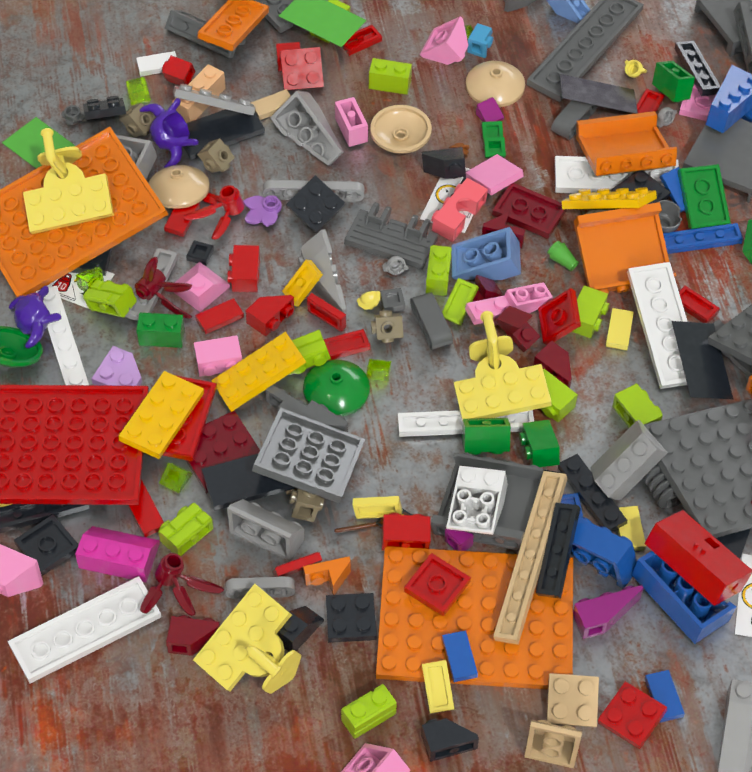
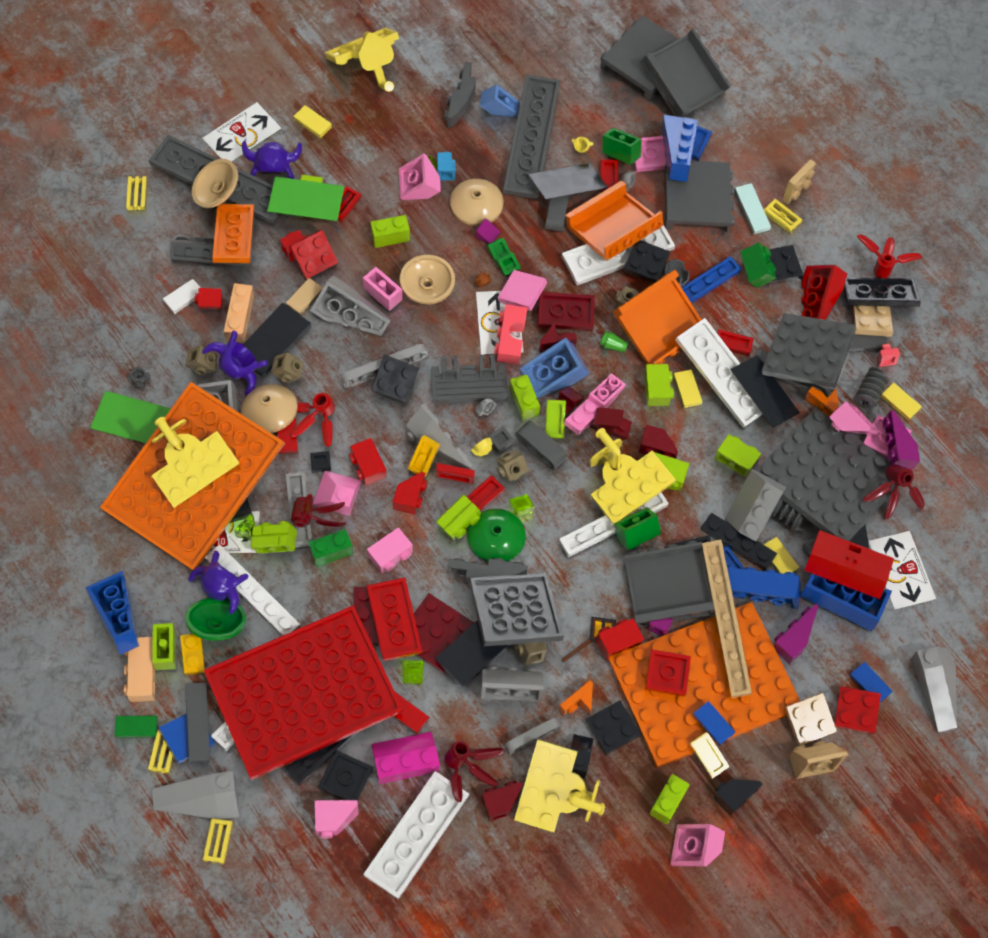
camera: 30 degrees left, 10 degrees up
(98, 109) = (165, 361): black plate -> none
(118, 369) = (315, 600): lavender plate -> none
(137, 91) = (182, 330): clear neon green slope -> none
(161, 415) = (380, 626): yellow plate -> none
(185, 529) = (448, 714): lime brick -> none
(206, 97) = (256, 318): light grey plate -> none
(219, 316) = (369, 513): red tile -> none
(258, 371) = (433, 552): yellow plate -> none
(261, 210) = (350, 403): medium lavender plate -> none
(297, 565) = (551, 705): red tile -> none
(376, 506) = (587, 627): light yellow tile -> none
(444, 163) = (479, 296): black slope -> none
(477, 500) = (665, 591): white slope -> none
(540, 443) = (682, 518): green brick -> none
(558, 550) = (745, 604): black plate -> none
(559, 316) = (640, 400): red tile -> none
(605, 199) = (630, 280): yellow plate -> none
(671, 183) = (678, 248): blue tile -> none
(698, 67) = (633, 124): plate -> none
(703, 196) = (697, 244): green tile -> none

